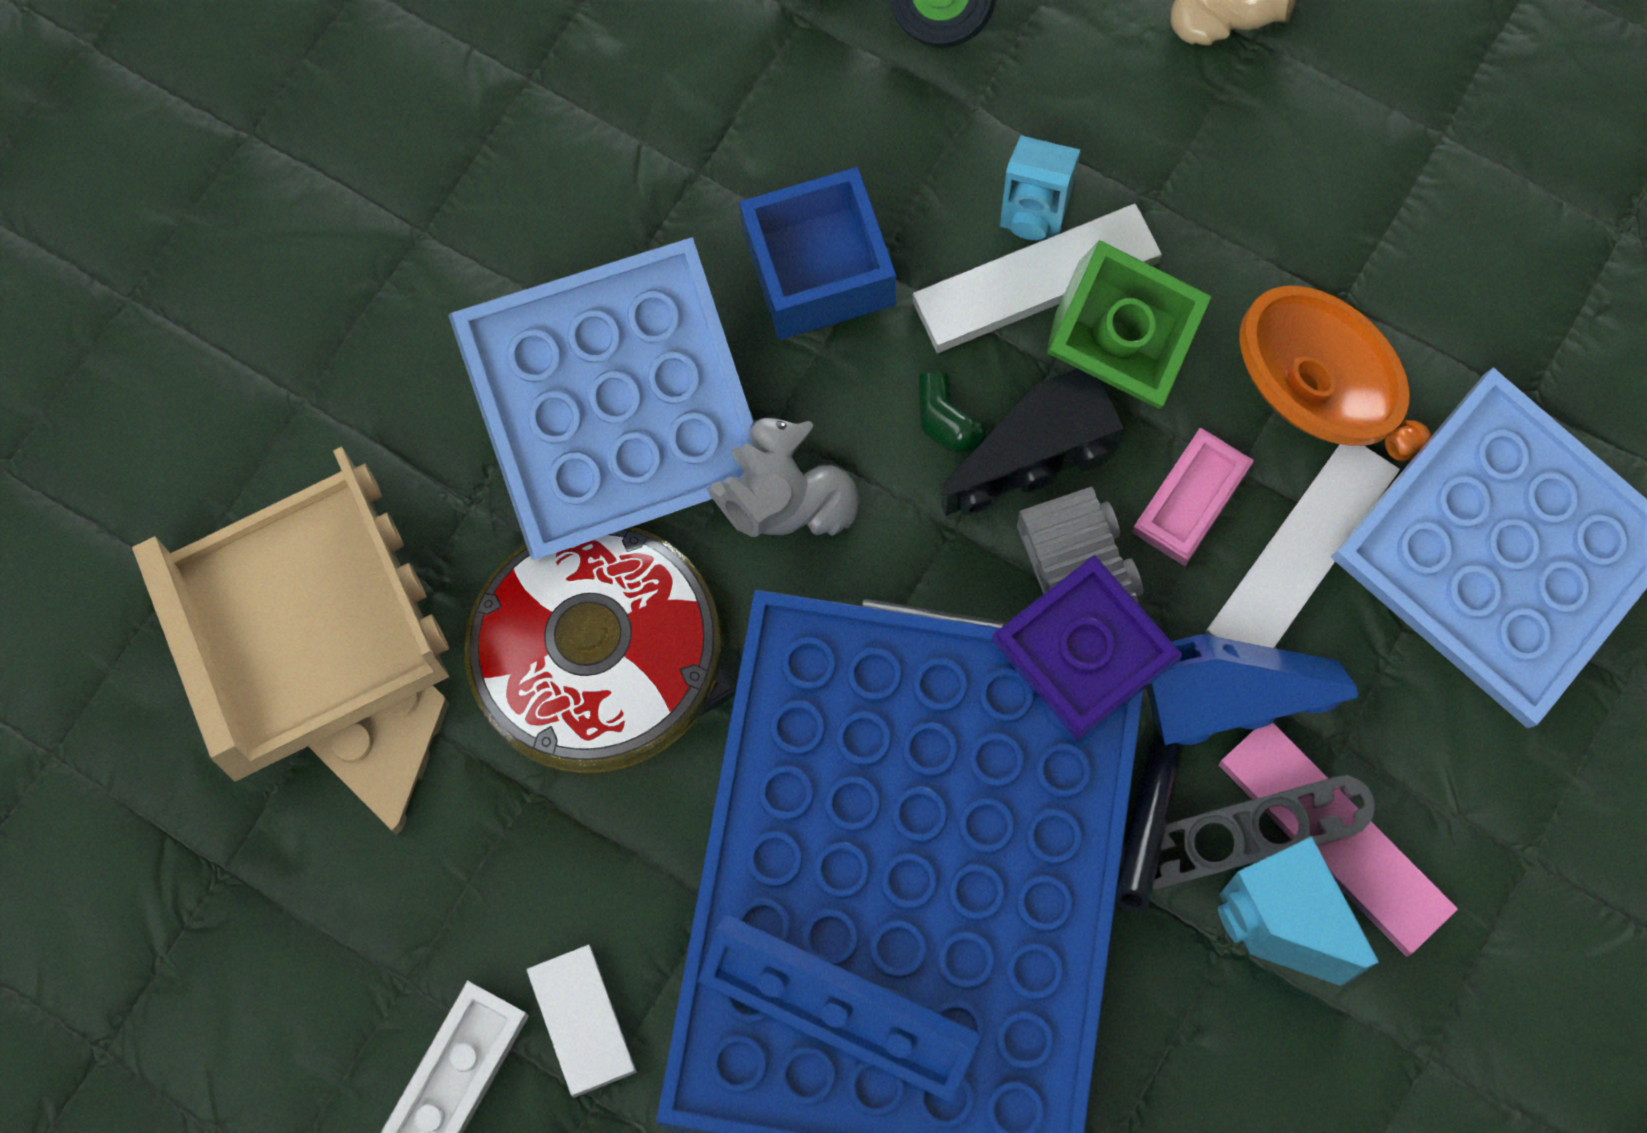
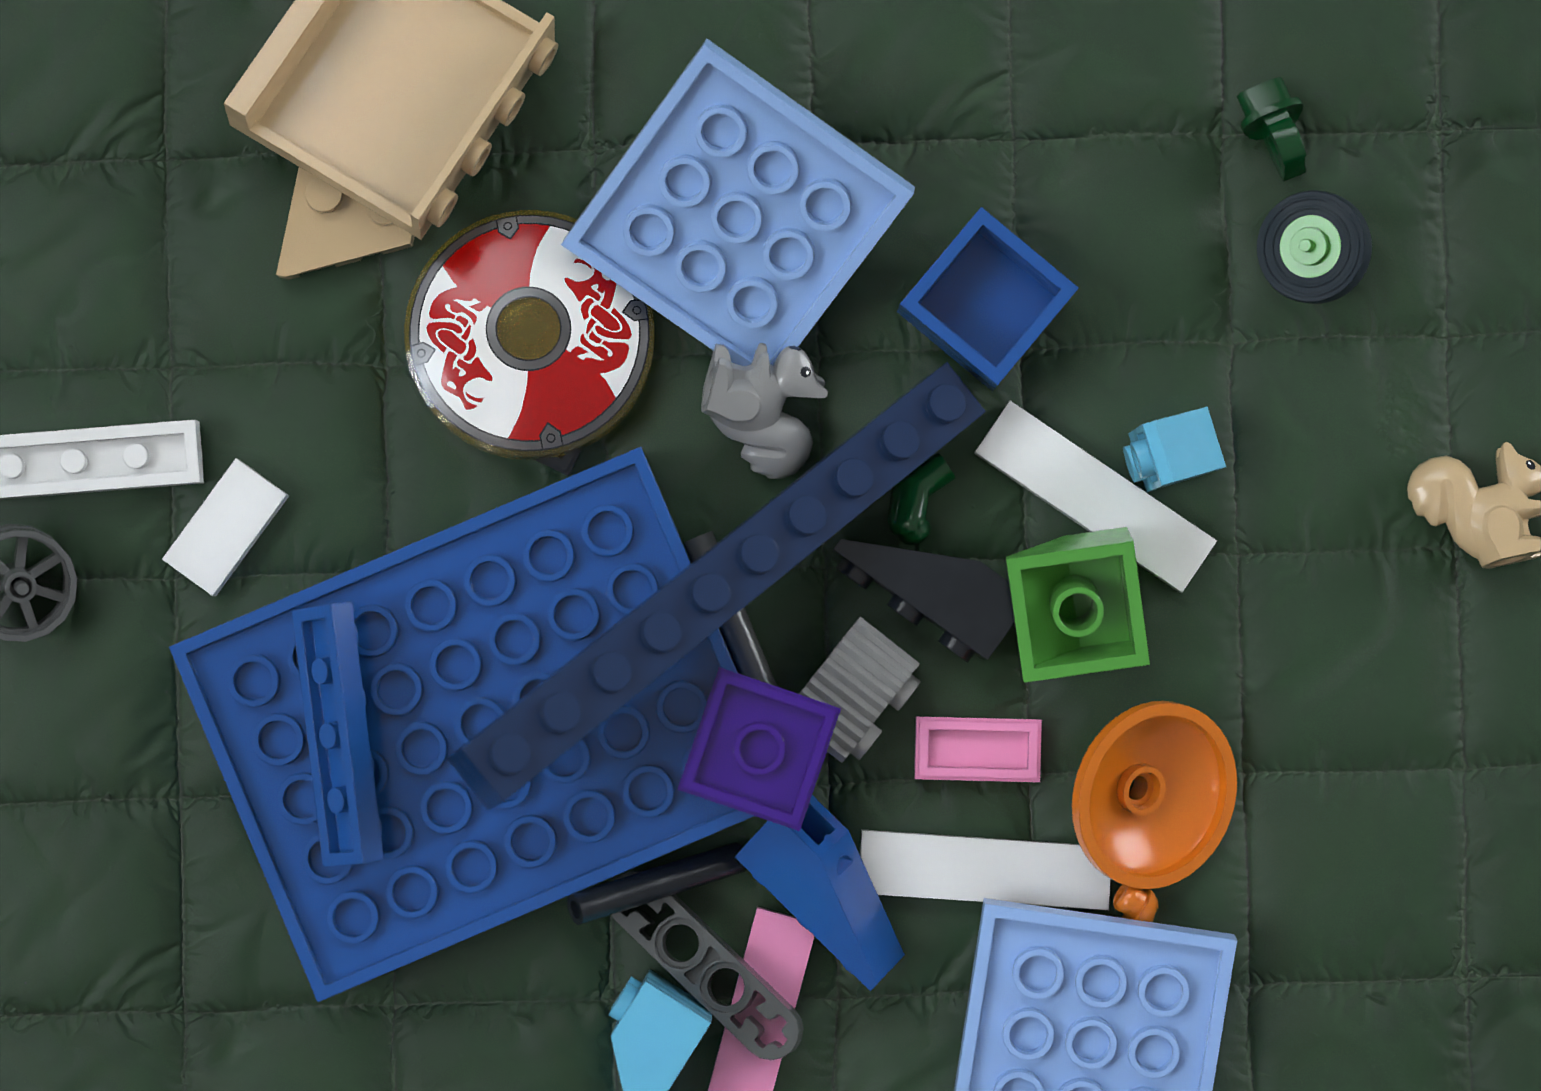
camera: 50 degrees right, 15 degrees up
(923, 610) = (714, 588): none -> dark blue brick

